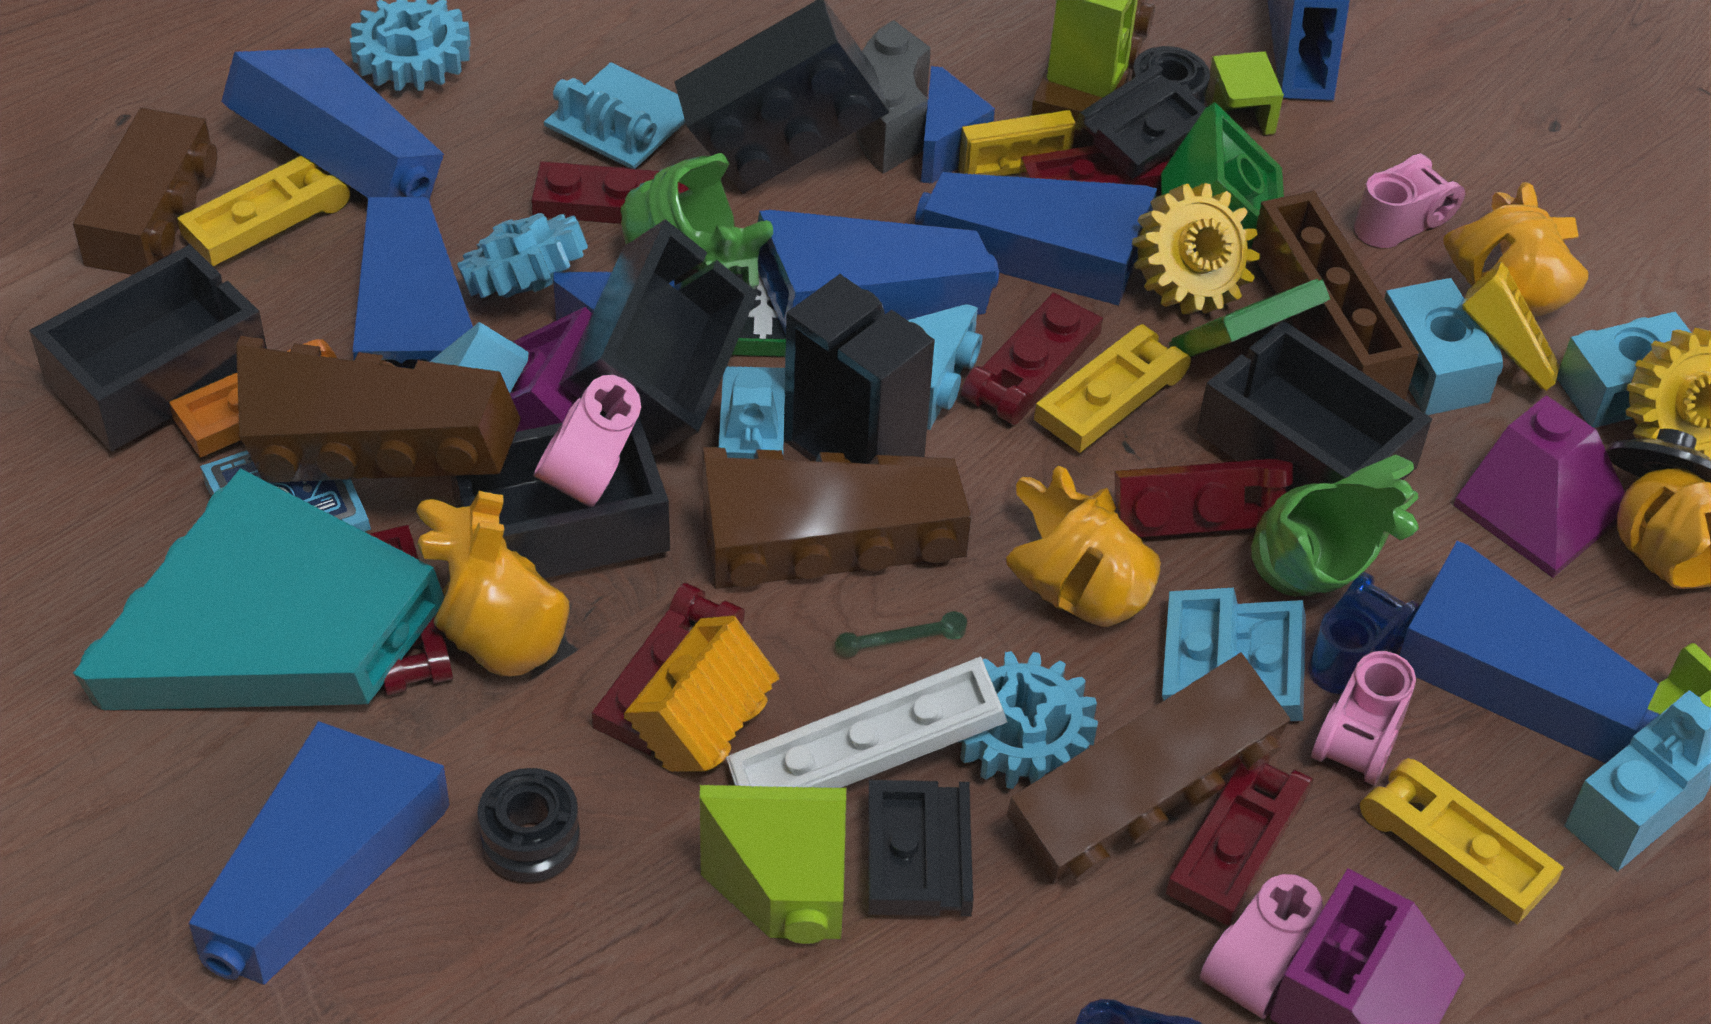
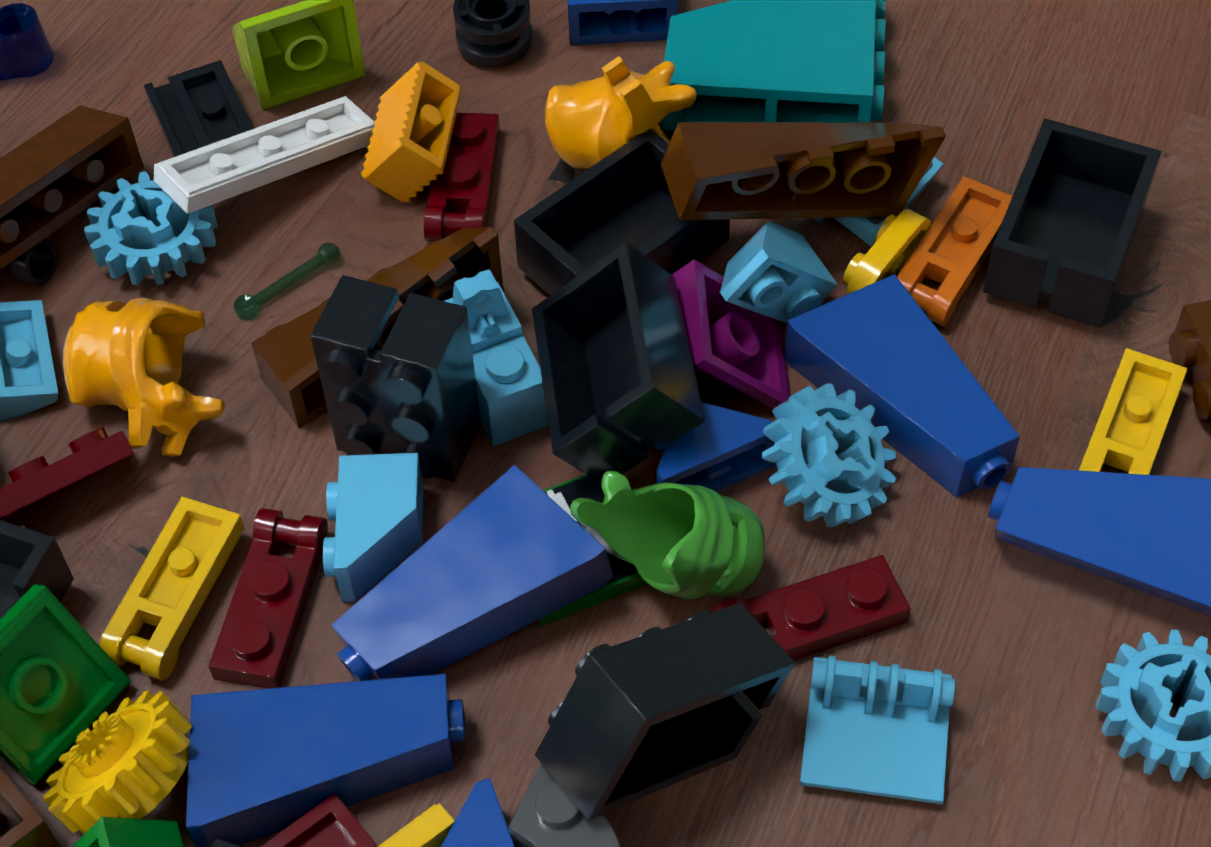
camera: 160 degrees right, 5 degrees up
(587, 444) = (603, 208): bright pink piece -> none

